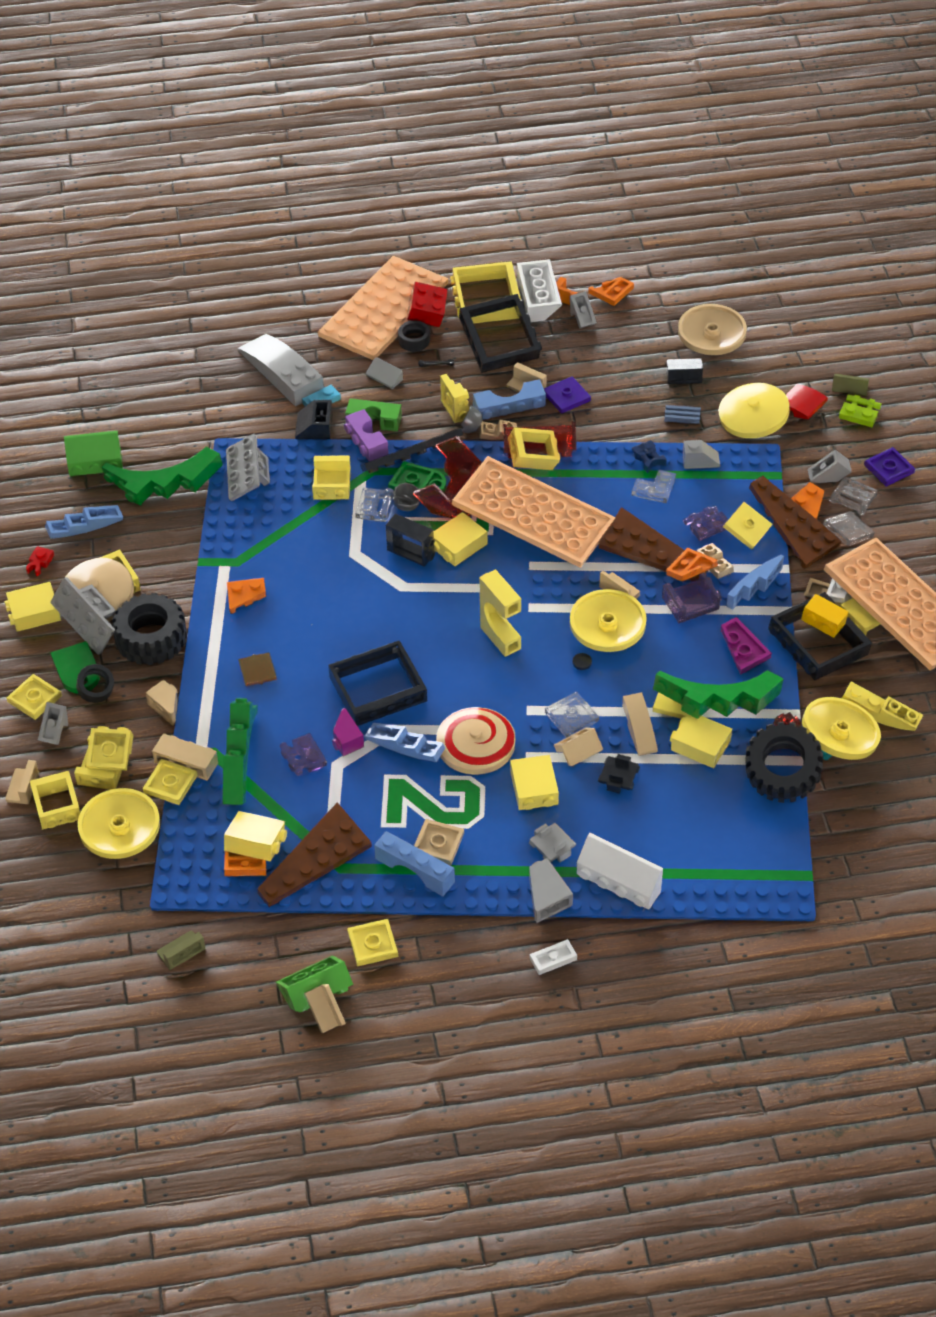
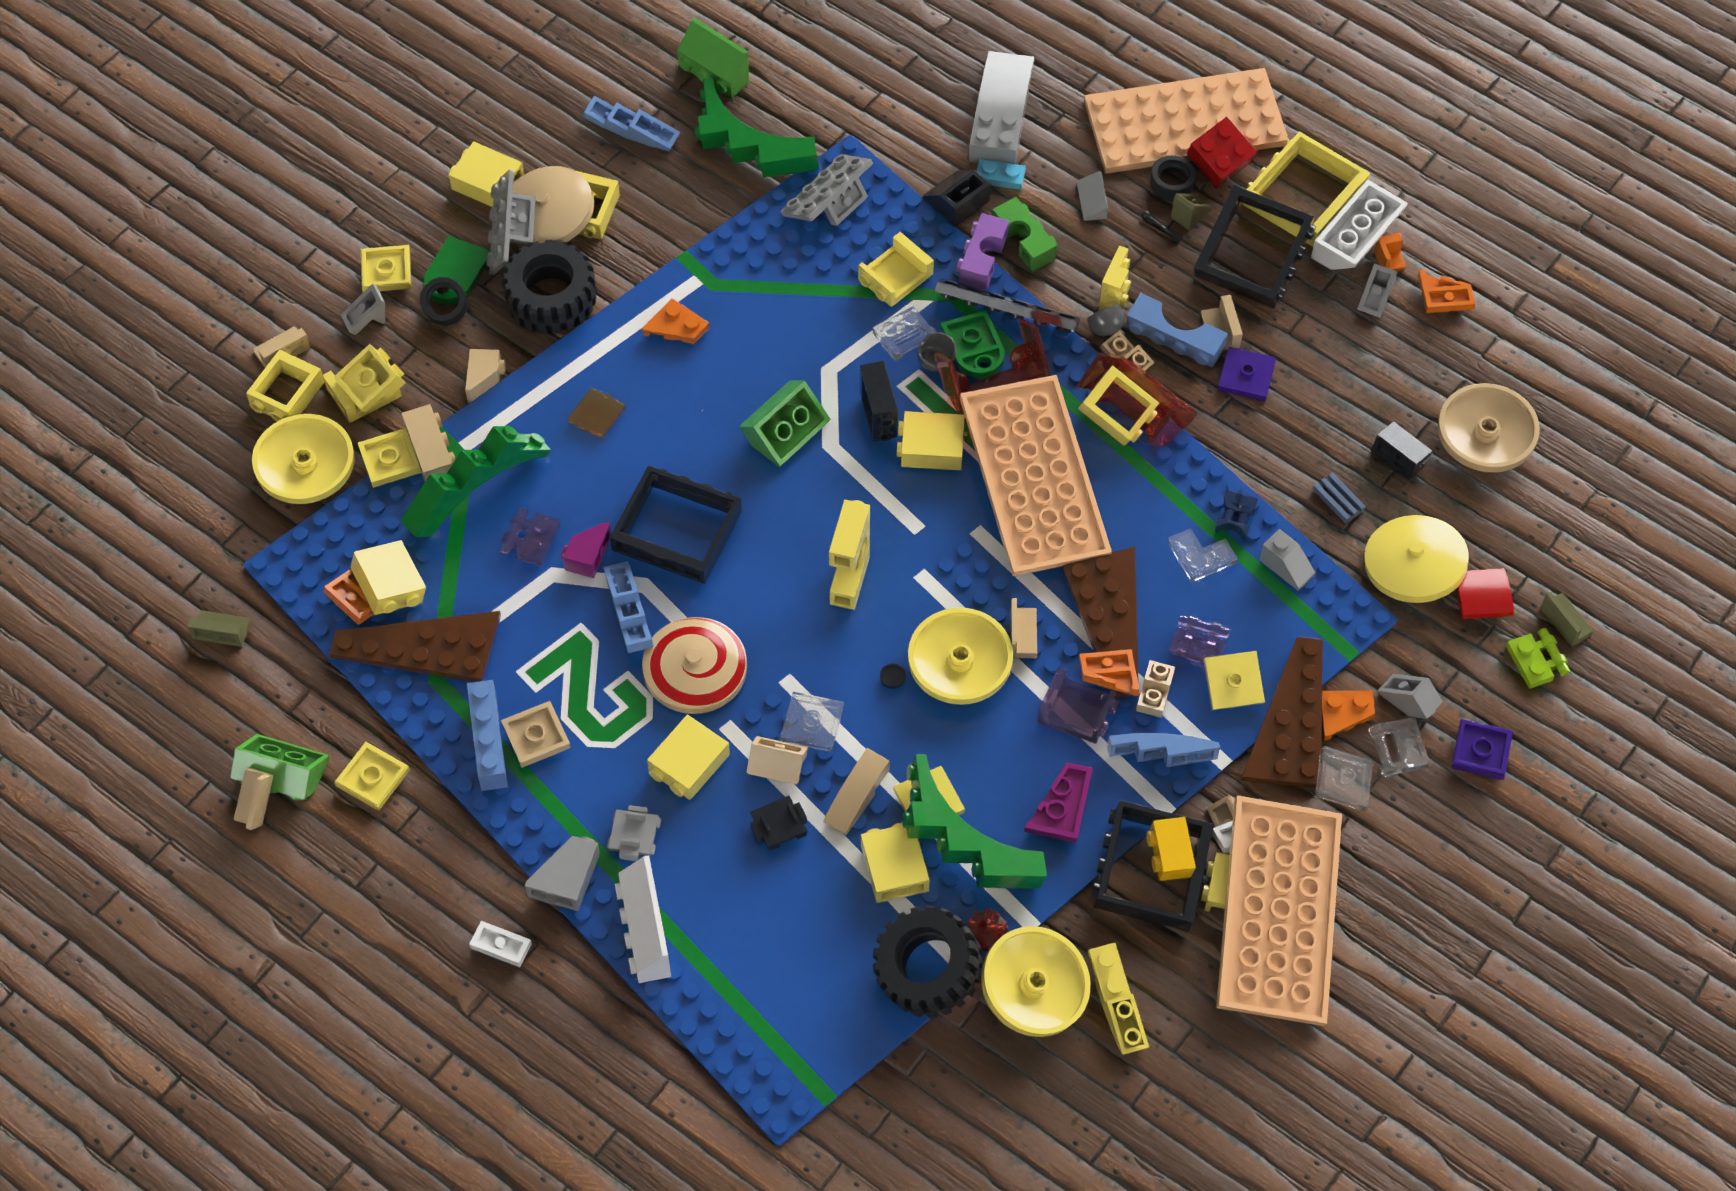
camera: 45 degrees right, 10 degrees up
(39, 558) = (552, 130): red plate -> none
(369, 590) = (785, 422): none -> bright green slope
(442, 344) = (1189, 209): none -> olive slope

